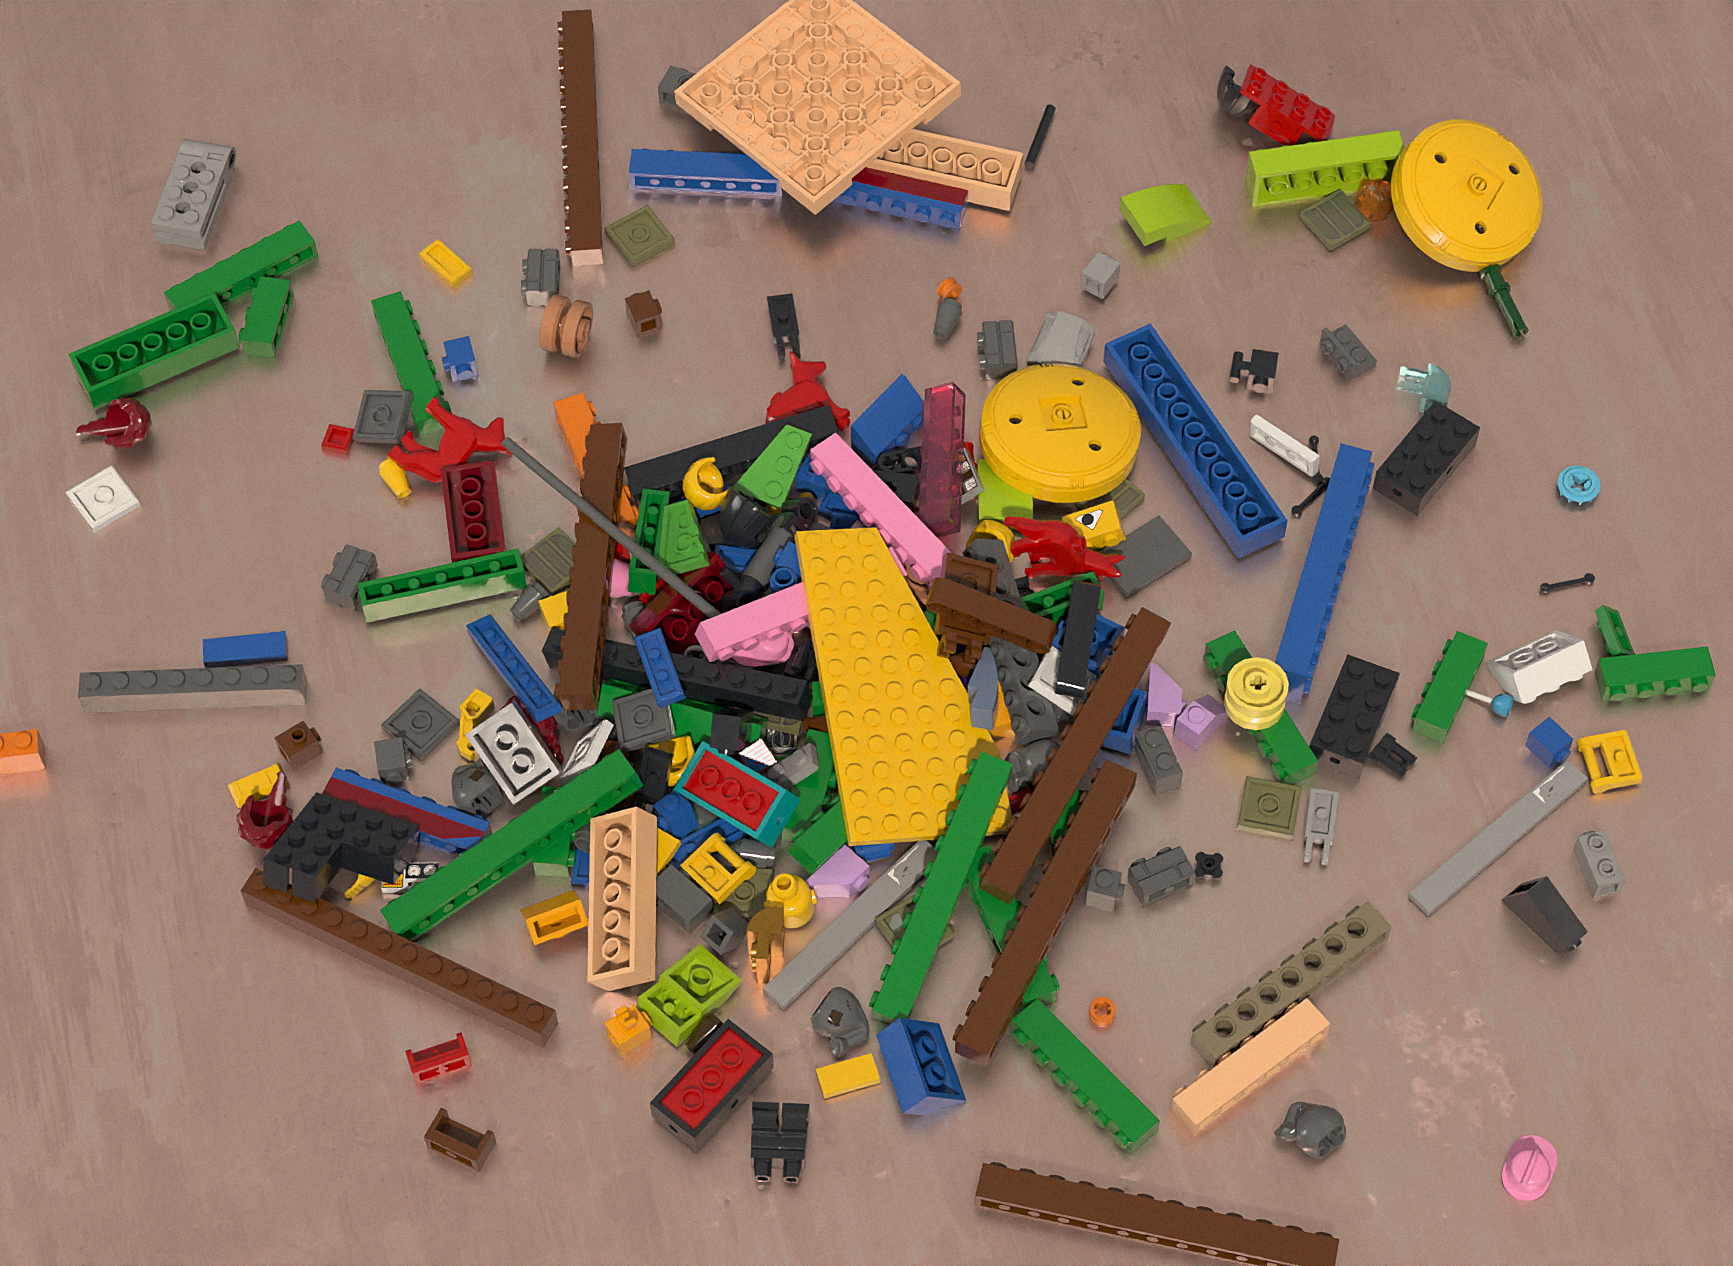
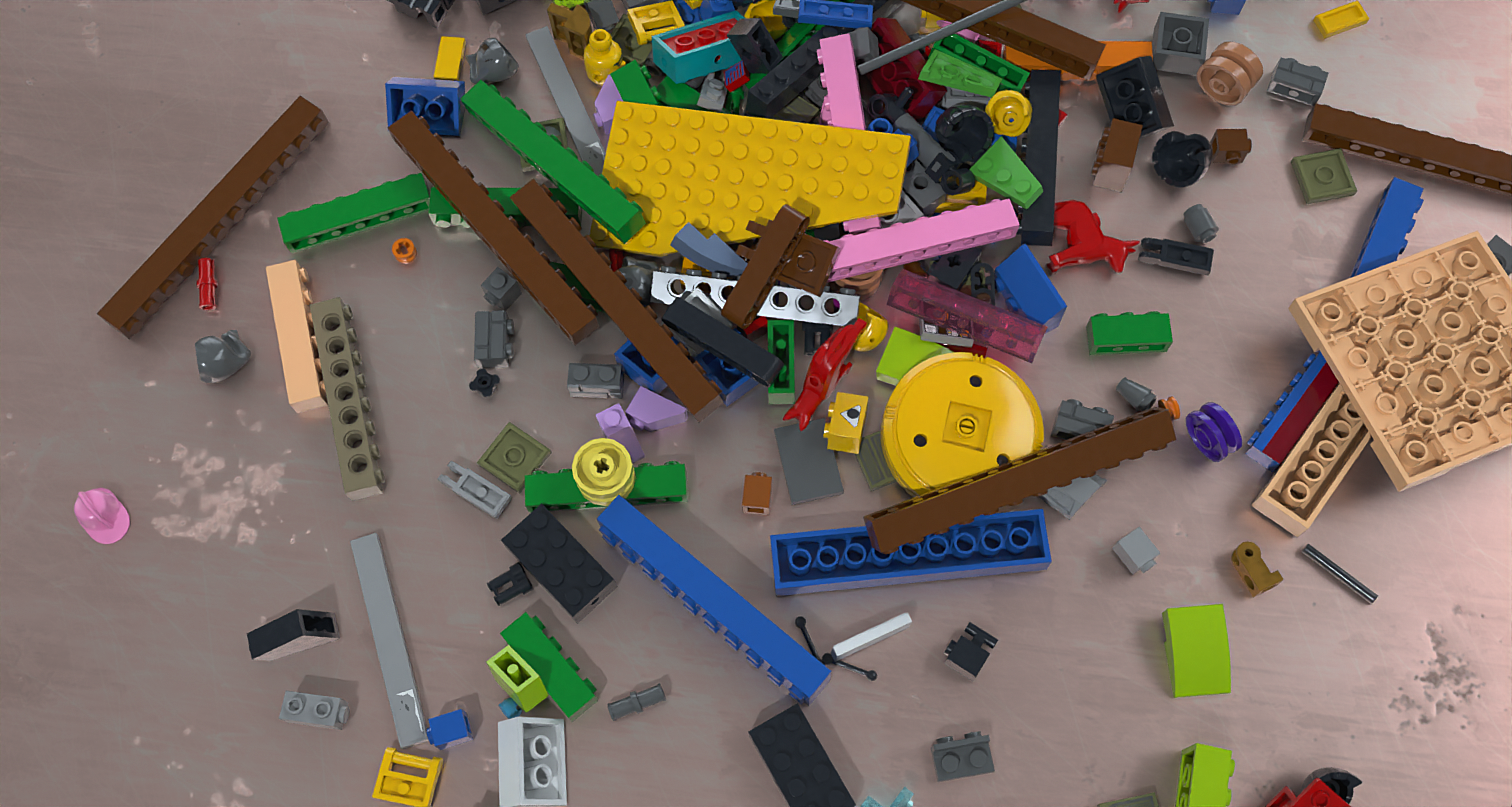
camera: 115 degrees right, 10 degrees up
(541, 379) = (1179, 43): none -> dark grey brick
(632, 395) = (1135, 95): none -> black slope
(681, 339) = (1182, 158): none -> black hair
(682, 634) = (864, 45): none -> dark grey brick
(703, 394) = (1116, 155): none -> reddish brown brick
(741, 314) = (1200, 223): none -> dark grey brick
(887, 339) = (1129, 333): none -> green brick
(961, 244) = (1213, 431): none -> dark purple wheel
(1071, 192) = (1253, 569): none -> pearl gold leg
(1091, 362) = (1019, 479): none -> reddish brown brick
(1199, 581) = (757, 494): none -> dark orange brick
(1238, 1191) = (207, 284): none -> red pin
(1440, 606) = (636, 702): none -> dark grey pin
(1478, 697) = (517, 678): none -> lime brick

